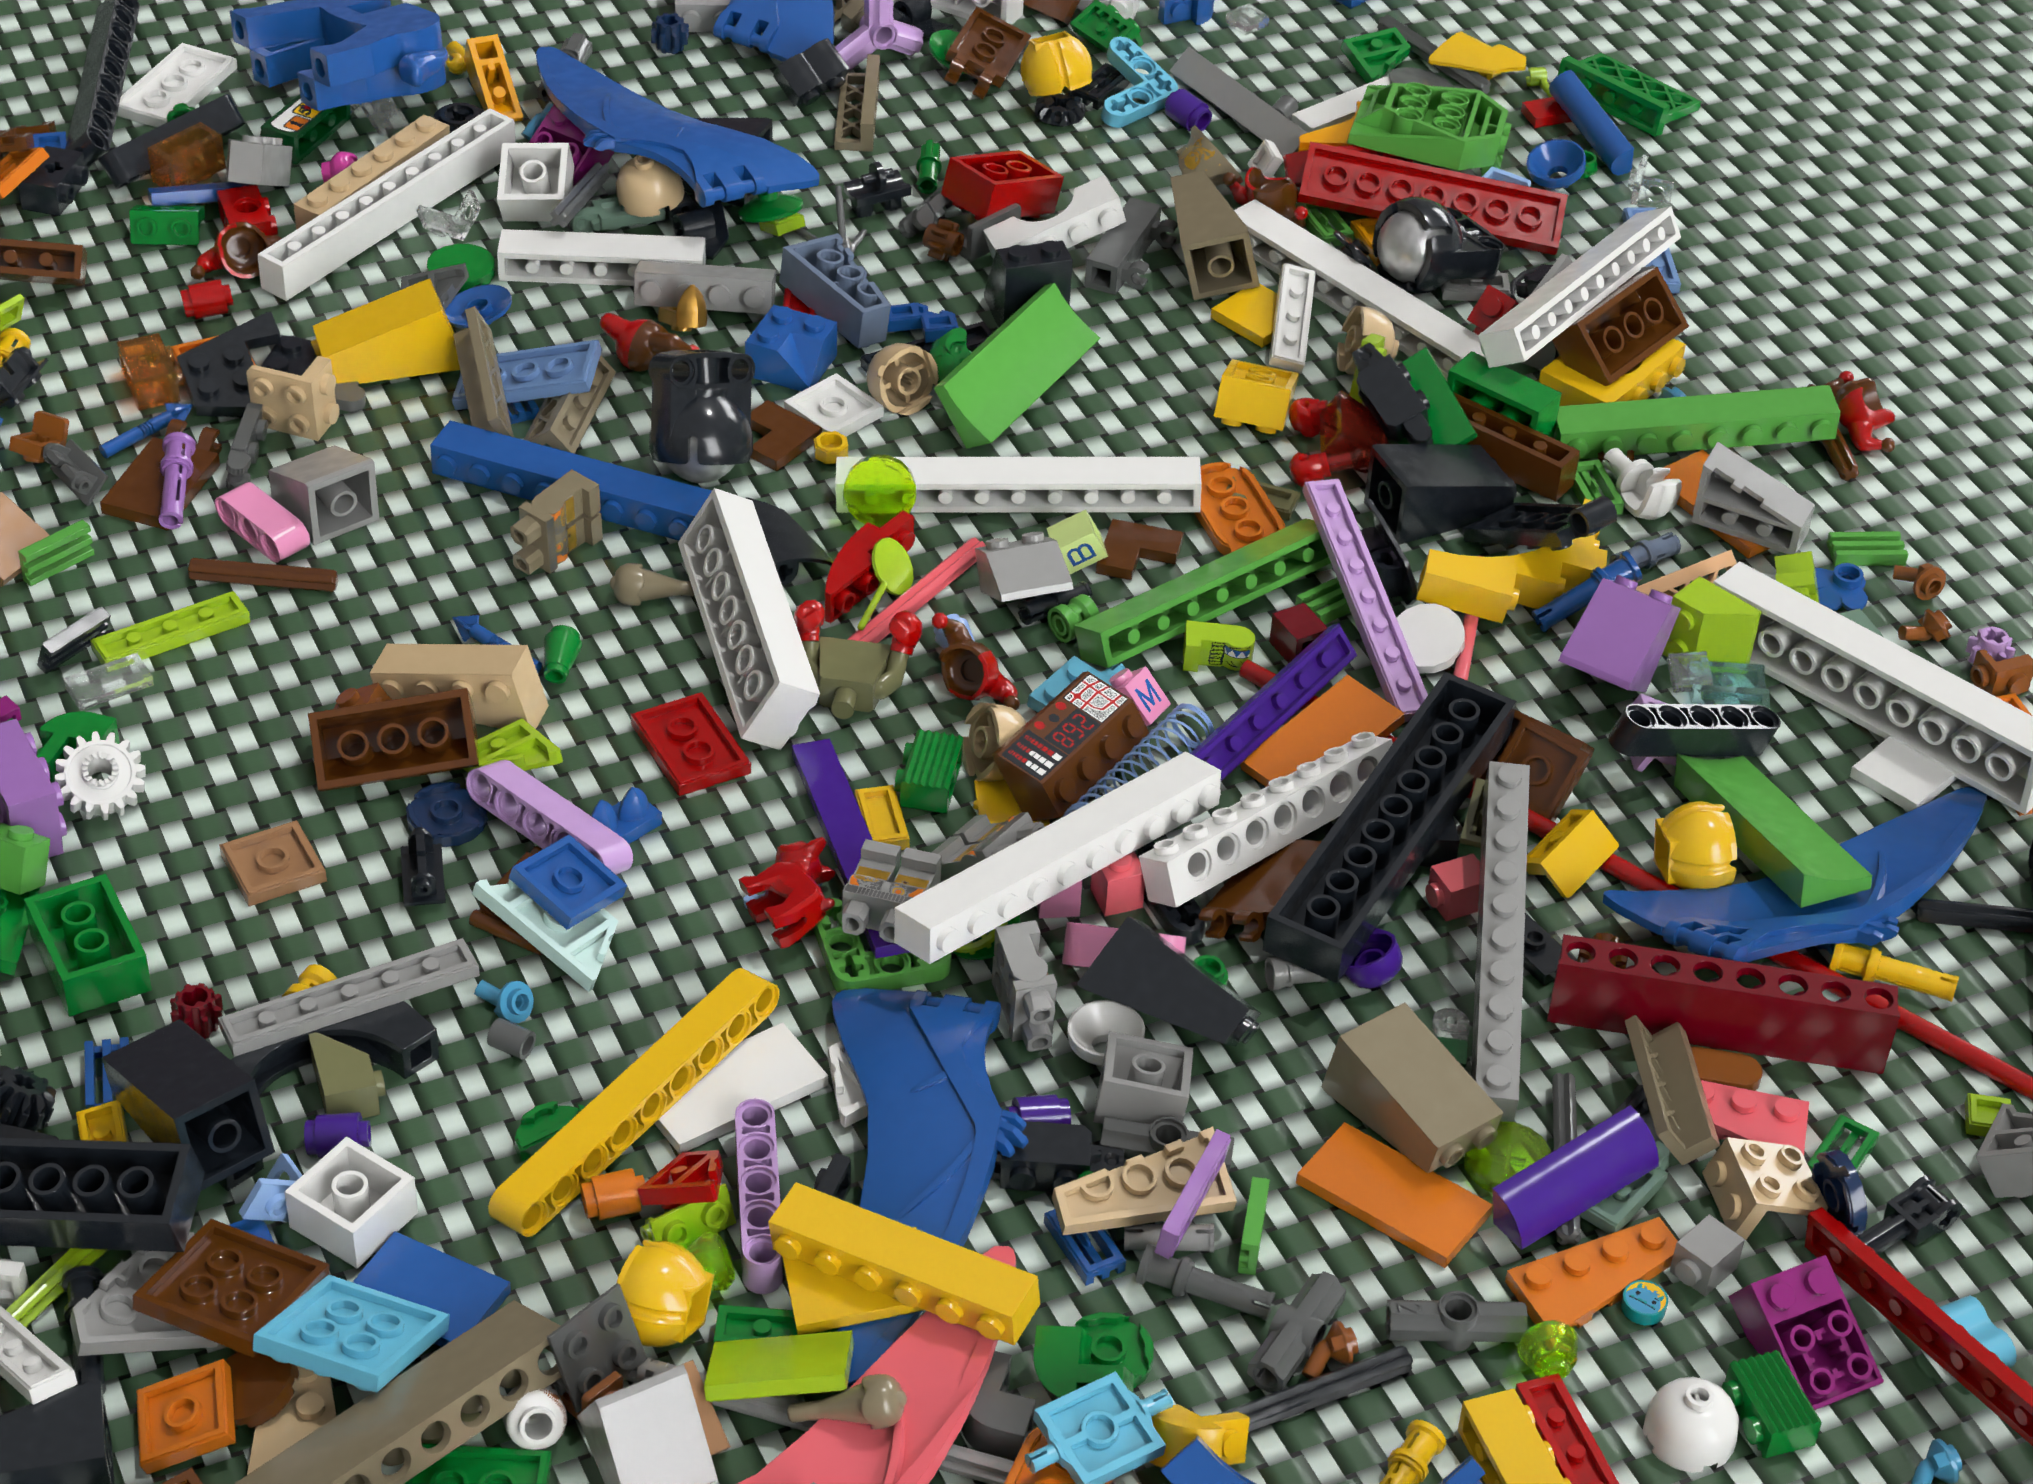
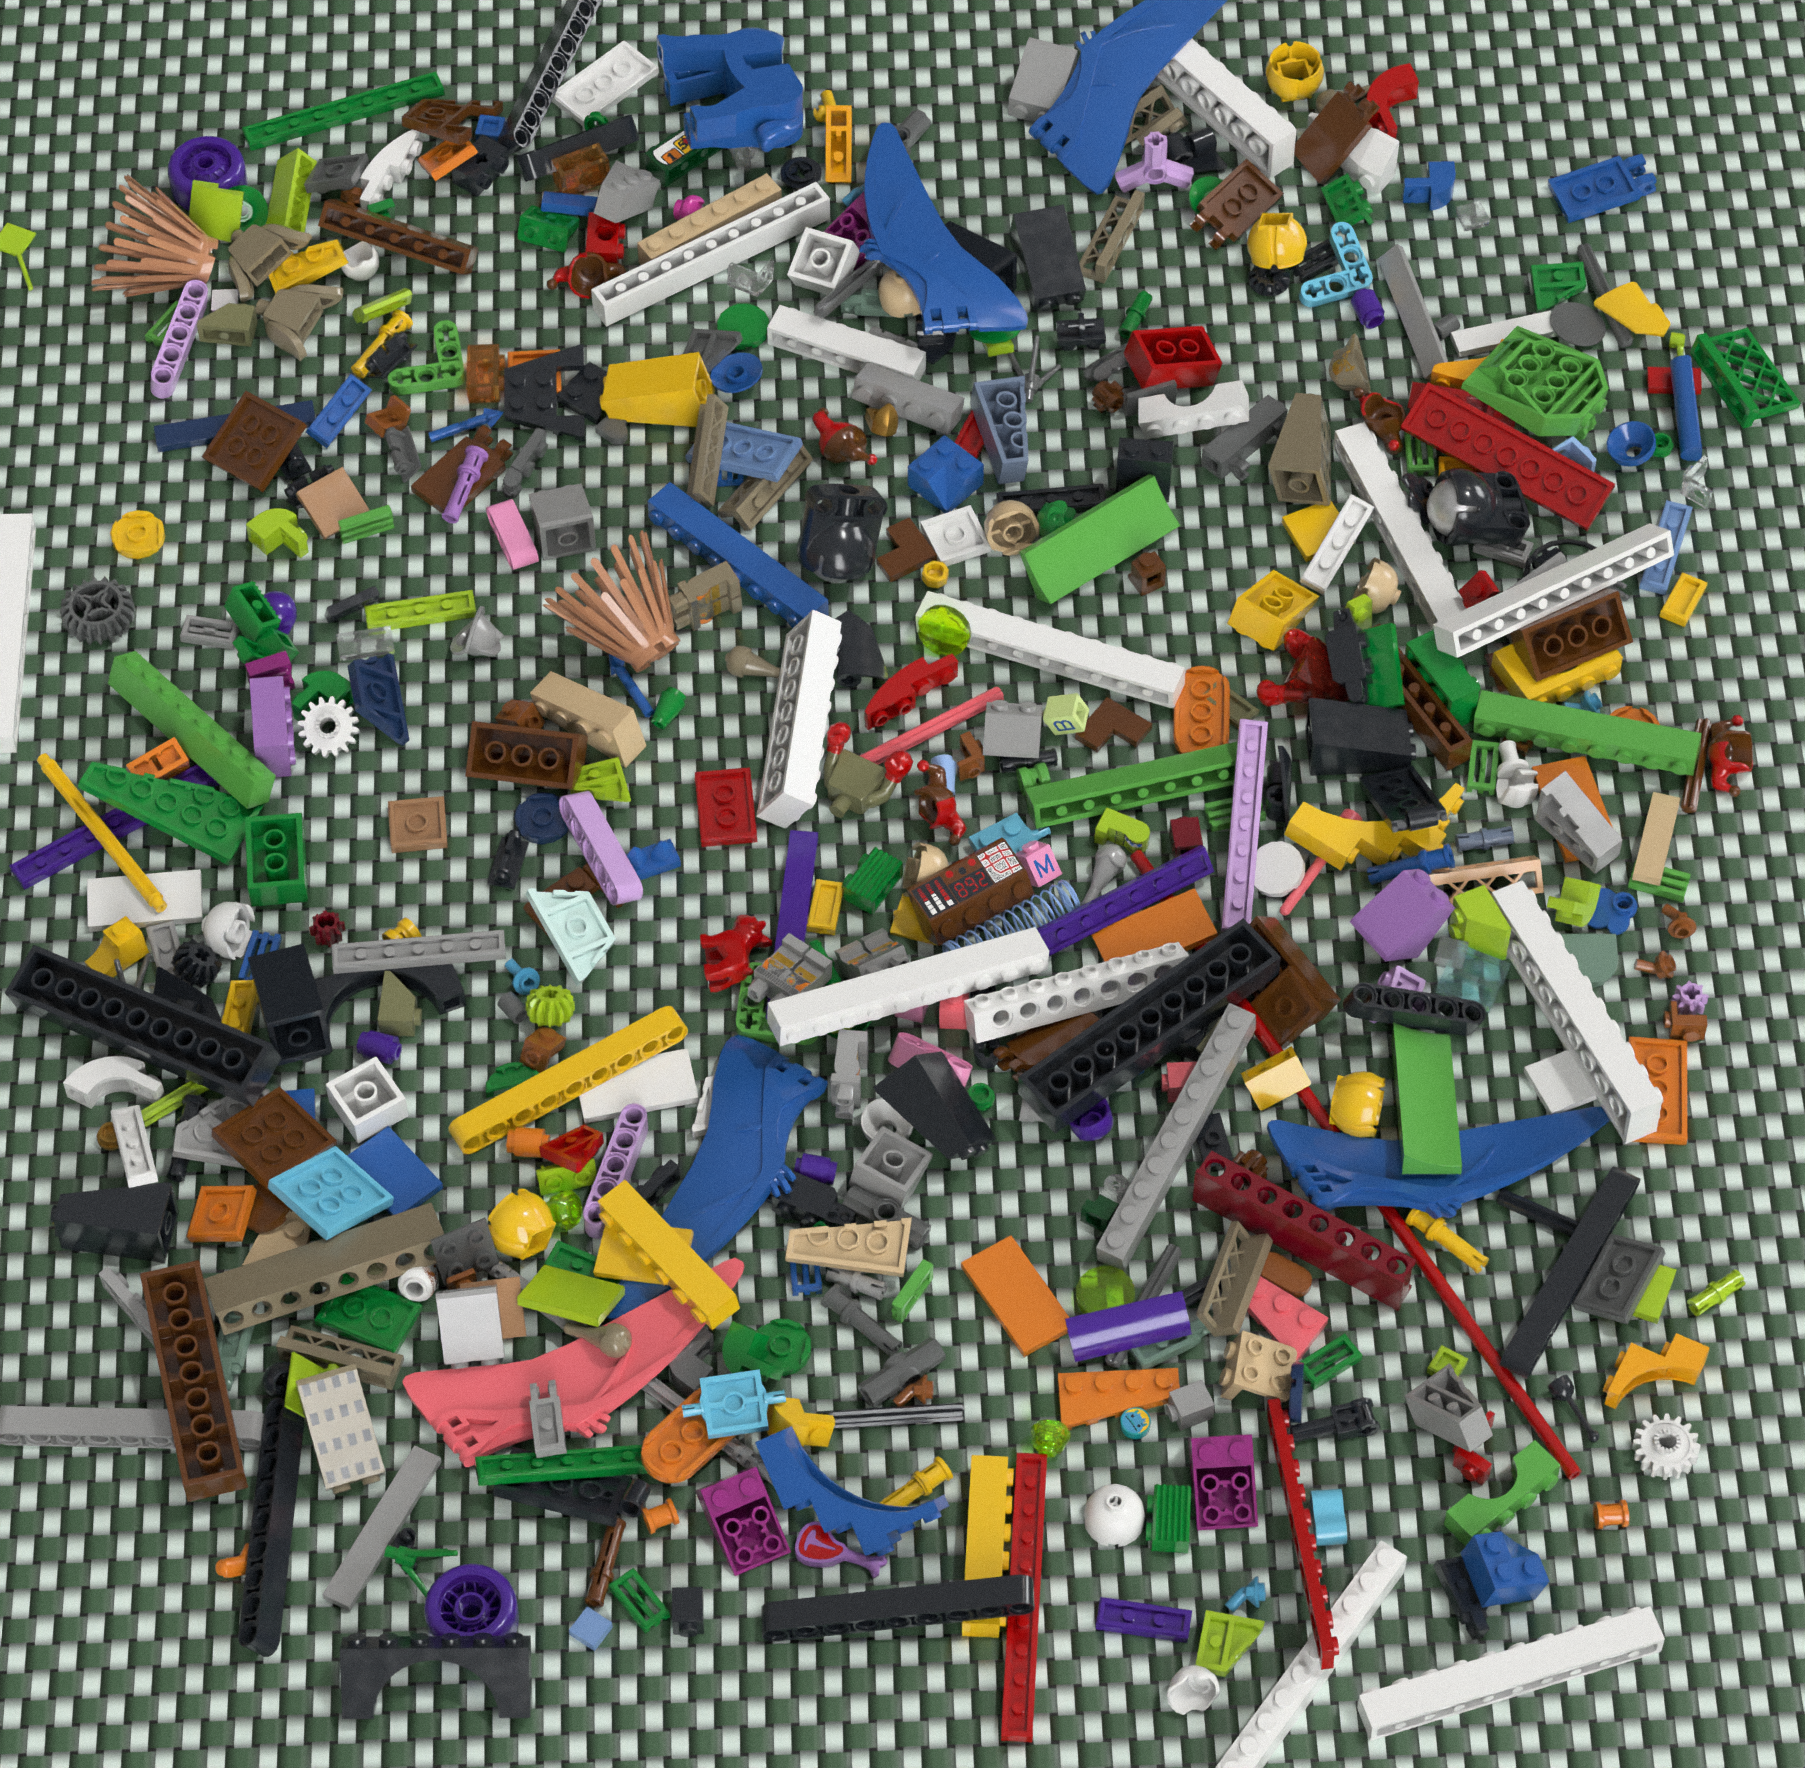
camera: 25 degrees right, 15 degrees up
(47, 1042) = (228, 929): none -> white cylinder
(93, 383) = (444, 367): none -> bright green beam
(157, 727) = (379, 695): none -> dark blue wing
(206, 299) = (548, 313): red brick -> none
(263, 574) = (497, 580): reddish brown axle -> none
(266, 635) = (477, 637): none -> light grey helmet
(268, 1195) = (316, 1081): light blue bracket -> none
(294, 402) = (575, 440): tan bracket -> none
(474, 582) = (618, 623): none -> nougat plant
(566, 1018) = (550, 1005): none -> lime gear
(568, 881) = (588, 904): blue plate -> none
(575, 1076) = (540, 1047): none -> dark orange bracket
(669, 33) = (996, 122): dark blue gear -> none
(804, 123) = (1047, 257): none -> black slope
(811, 73) = (1085, 197): black brick -> none
(893, 571) = (924, 703): lime piece -> none
(917, 316) = (1064, 479): blue tile -> none
(982, 612) = (974, 758): none -> dark orange bracket
(1090, 389) = (1144, 567): none -> reddish brown brick
(1193, 1194) = (871, 1263): medium lavender tile -> none
(1219, 680) = (1108, 862): none -> light grey piece
(1266, 158) = (1400, 379): white tile -> none
(1411, 1090) = (1058, 1230): dark tan slope -> none
(1455, 1320) = (986, 1393): dark grey piece -> none
(1703, 290) = (1683, 599): none -> yellow tile
(1839, 507) = (1656, 838): none -> tan tile

